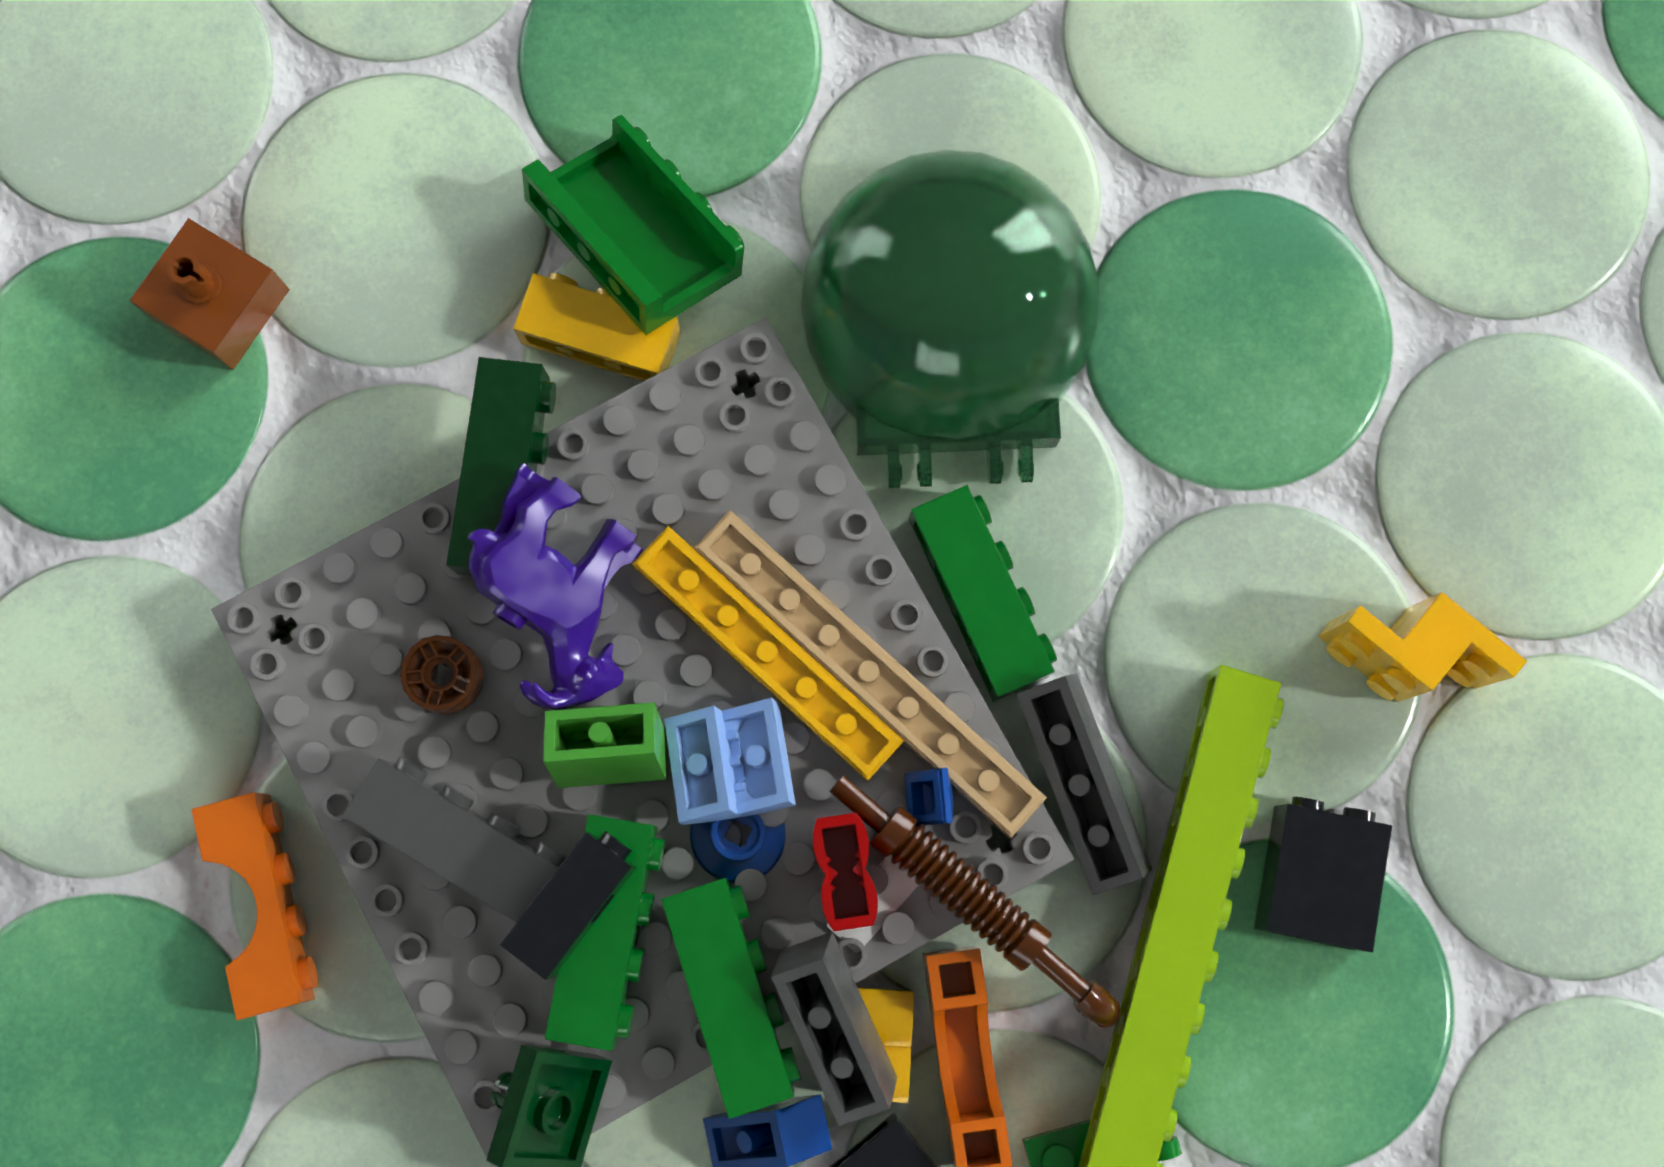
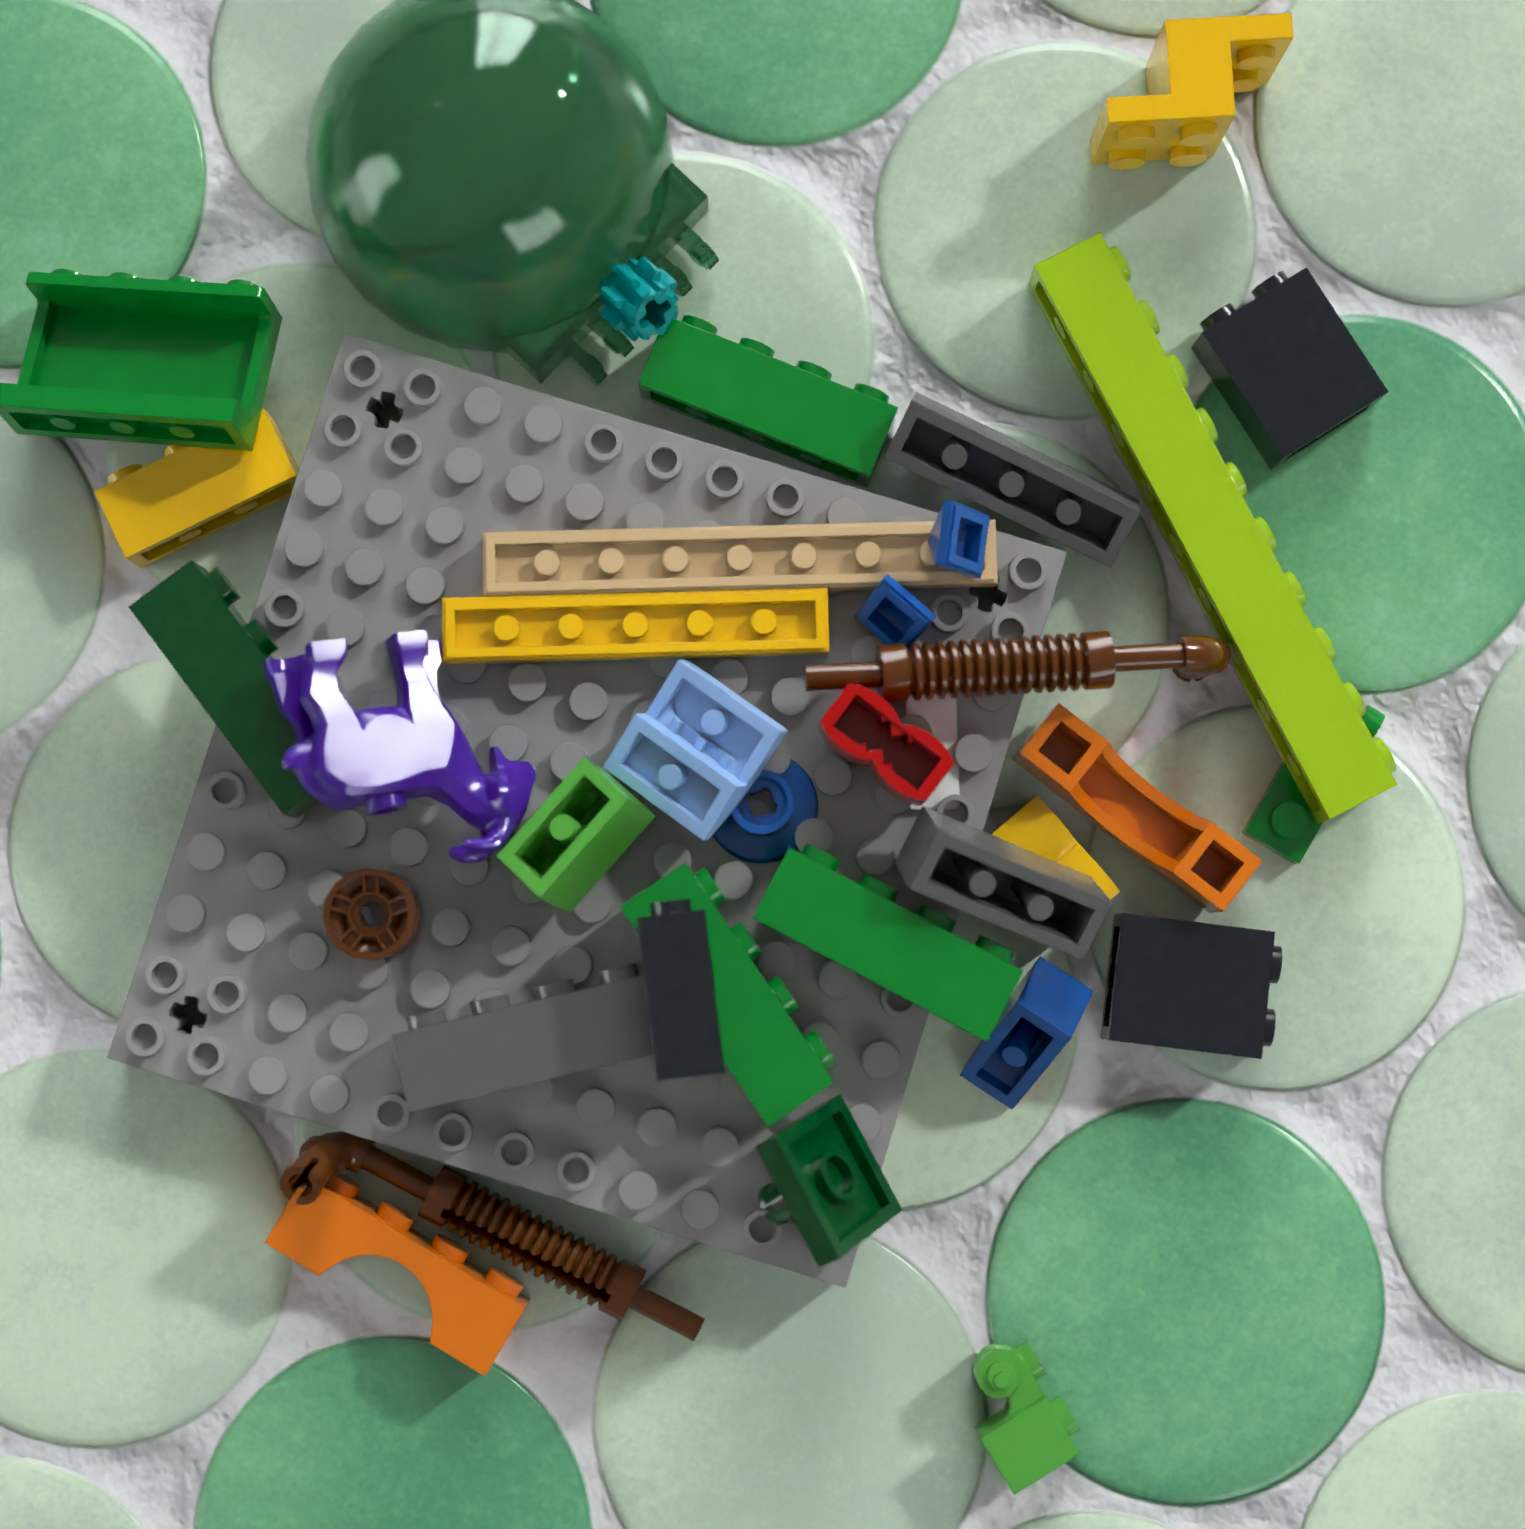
camera: 40 degrees left, 5 degrees up
(337, 935) = (496, 1225): none -> reddish brown piece
(959, 460) = (639, 299): none -> teal gear
(1011, 789) = (959, 539): none -> blue slope

